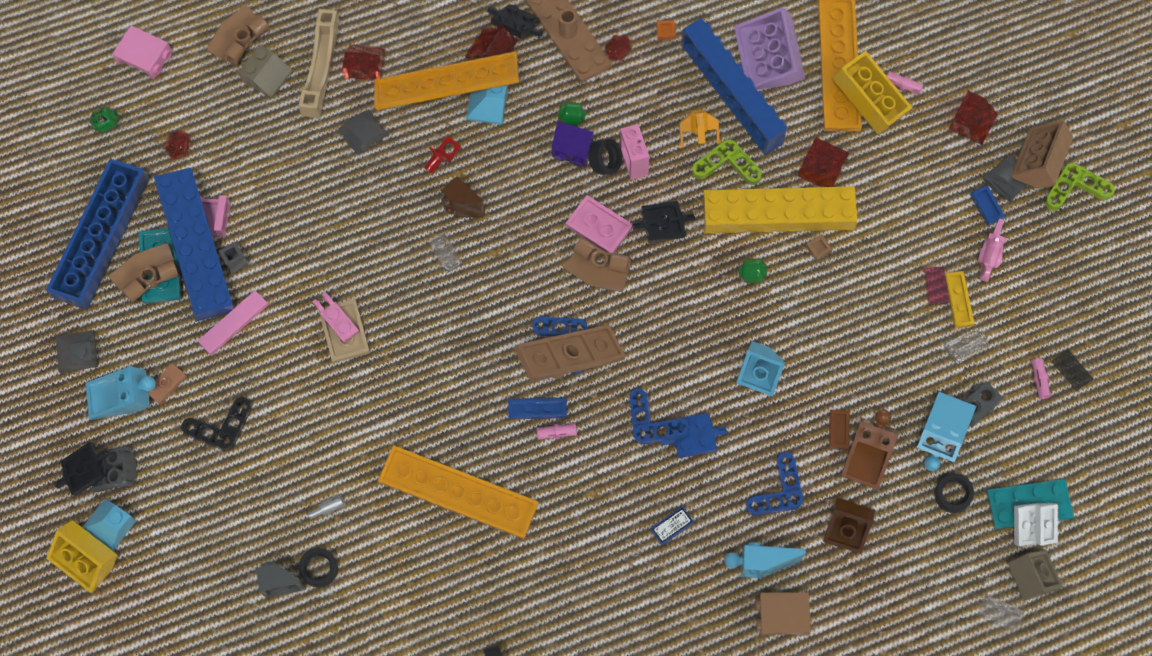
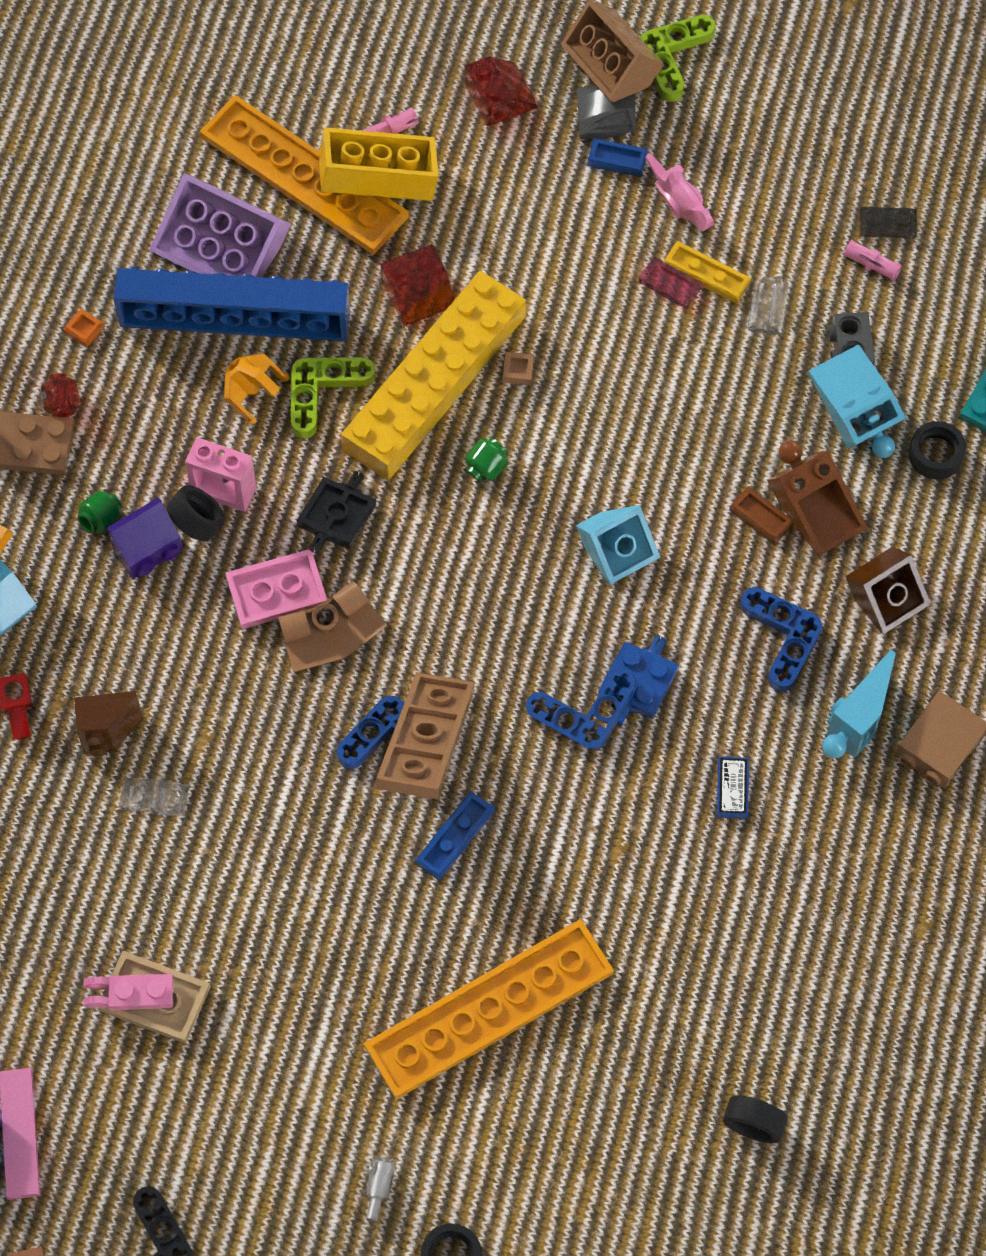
camera: 55 degrees left, 5 degrees down
(556, 431) = (505, 833): bright pink pin -> none

